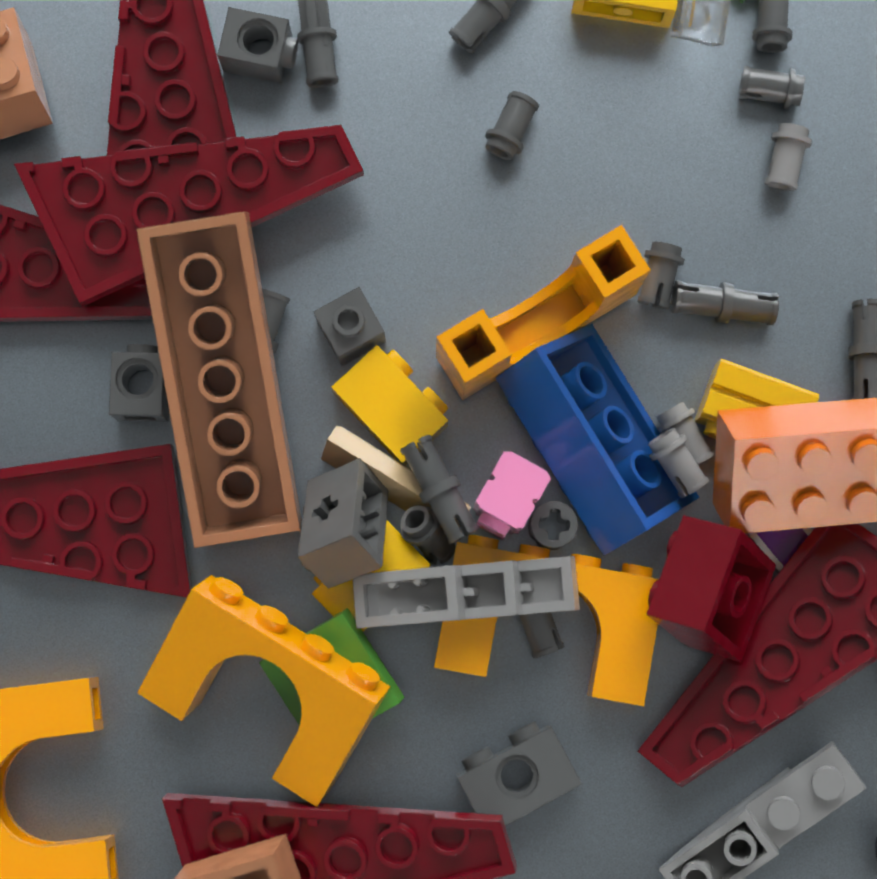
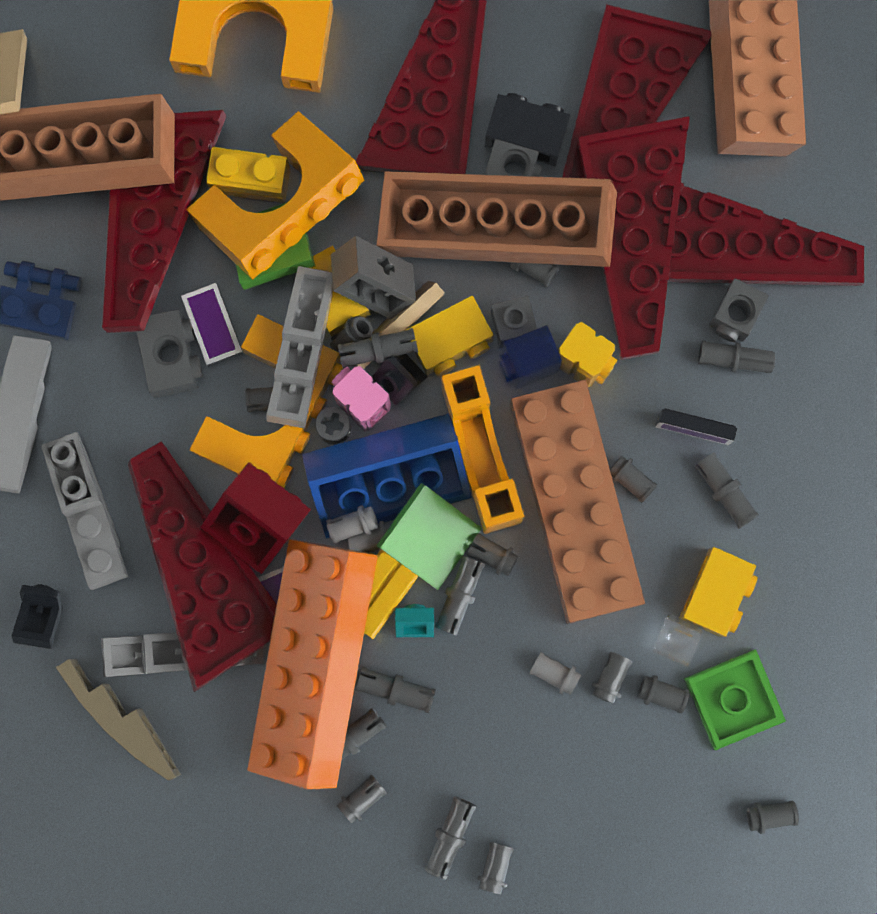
camera: 110 degrees right, 0 degrees up
(78, 378) = (528, 126): none -> black brick
(242, 738) = (249, 174): none -> yellow brick
(372, 217) = (587, 355): none -> yellow brick
(395, 288) = (529, 358): none -> clear blue brick
(422, 61) = (696, 426): none -> black tile
(459, 730) = (212, 324): none -> dark purple tile
(469, 454) = (399, 377): none -> black bracket
(565, 183) = (576, 501): none -> nougat brick
(663, 361) = (429, 536): none -> tile
(775, 349) = (414, 621): none -> teal plate

